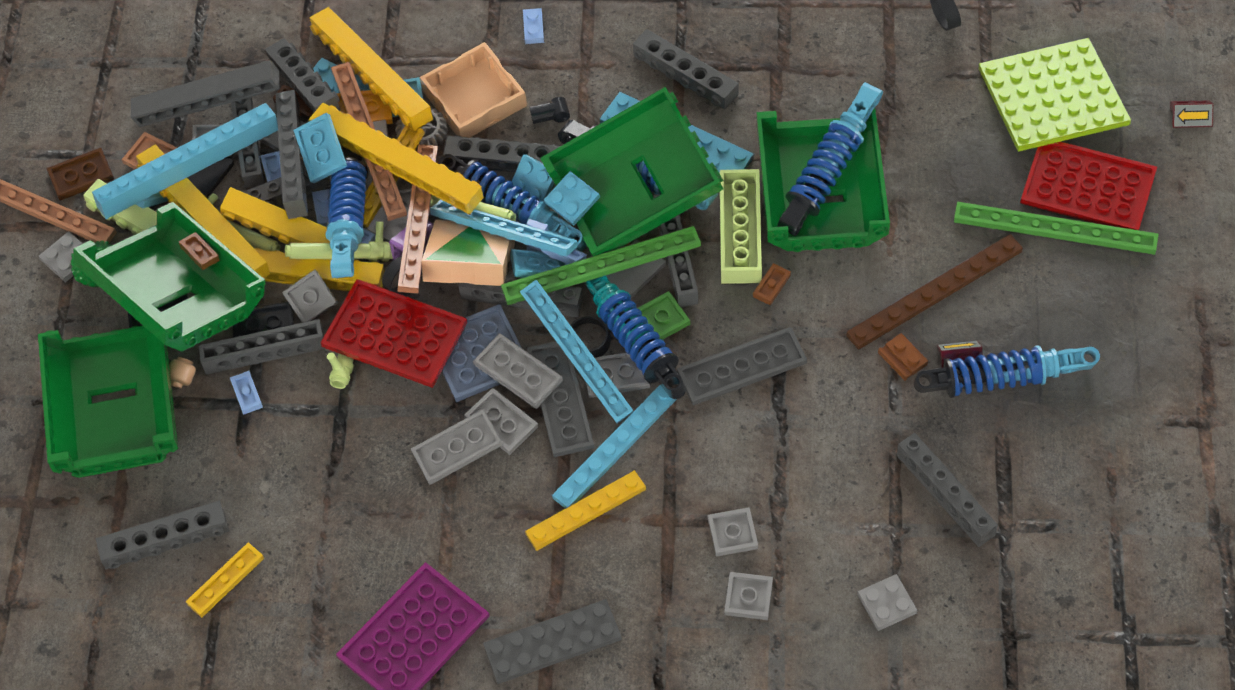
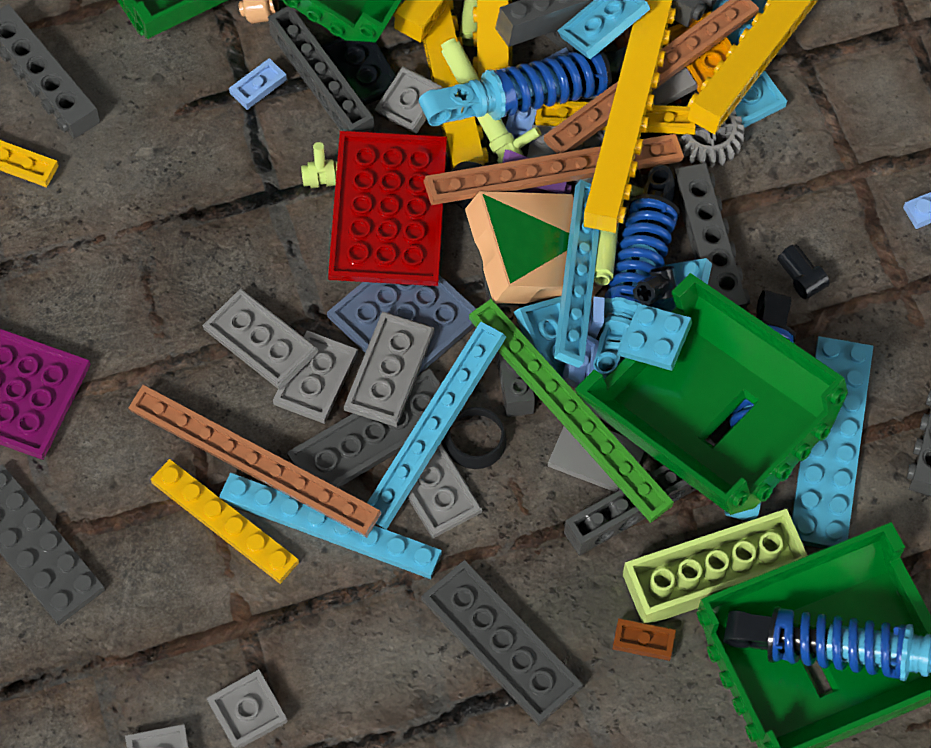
camera: 65 degrees right, 5 degrees up
(473, 91) = (792, 171): light nougat tile -> none
(533, 186) = (656, 286): none -> black piece
(550, 475) = (255, 461): none -> nougat plate
(636, 335) = (517, 458): piece -> none
(665, 315) = (538, 516): bright green plate -> none

